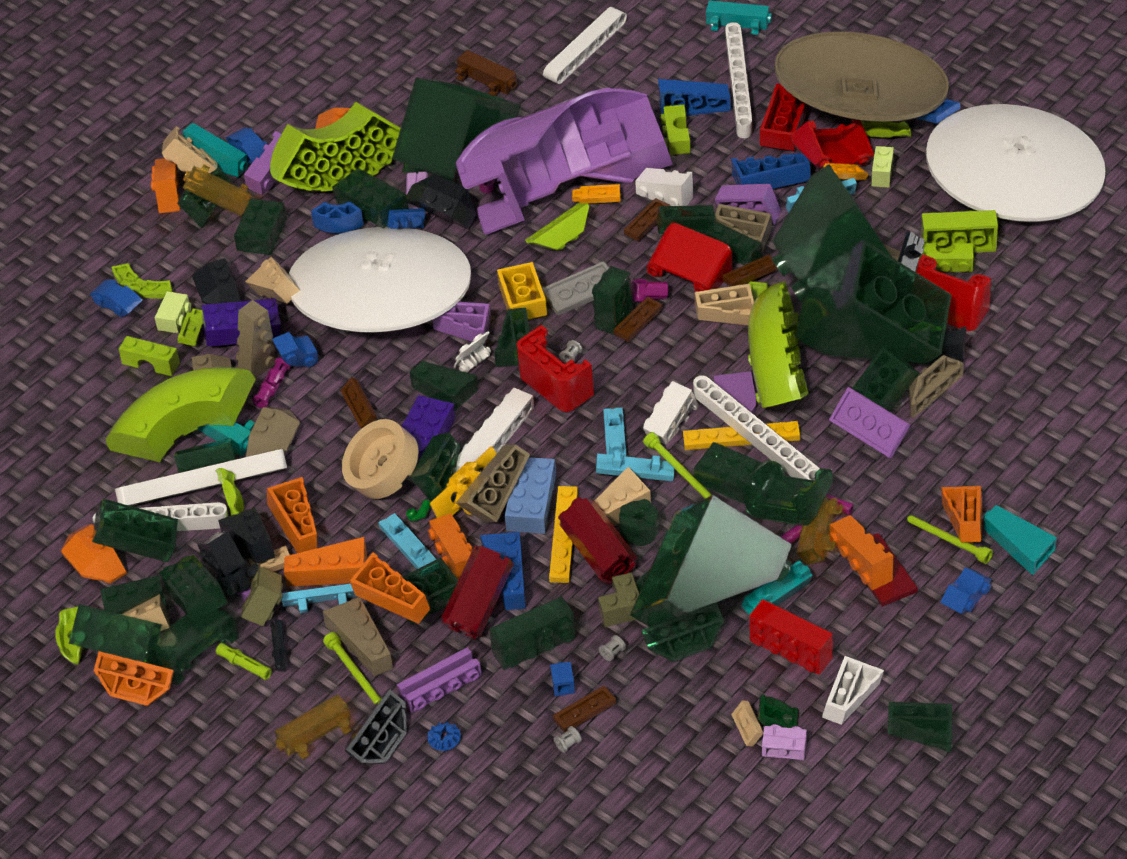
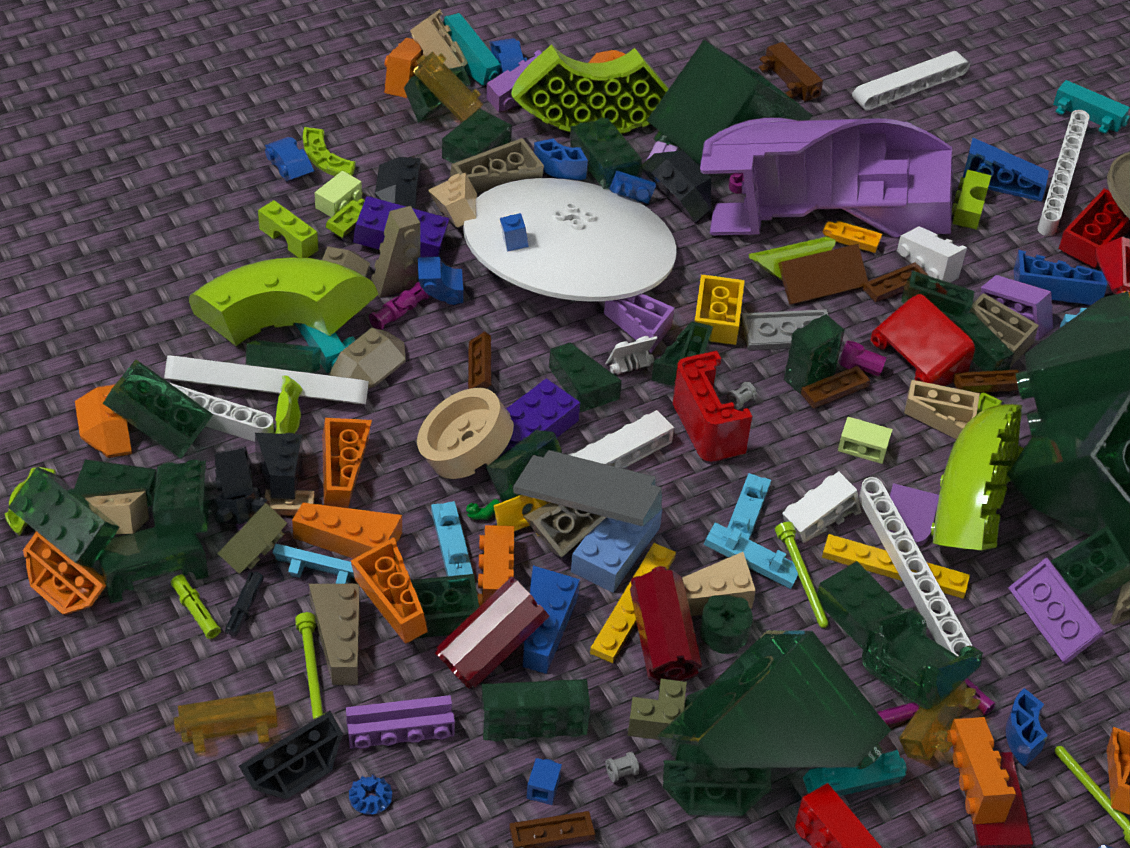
camera: 15 degrees right, 0 degrees up
(292, 240) = (500, 166): none -> dark tan wedge
(341, 290) = (514, 232): none -> blue brick
(498, 461) = (591, 487): none -> dark grey slope
(589, 234) = (823, 274): none -> reddish brown tile
(678, 351) = (865, 440): none -> yellowish green brick
(880, 513) = (1024, 729): none -> blue brick

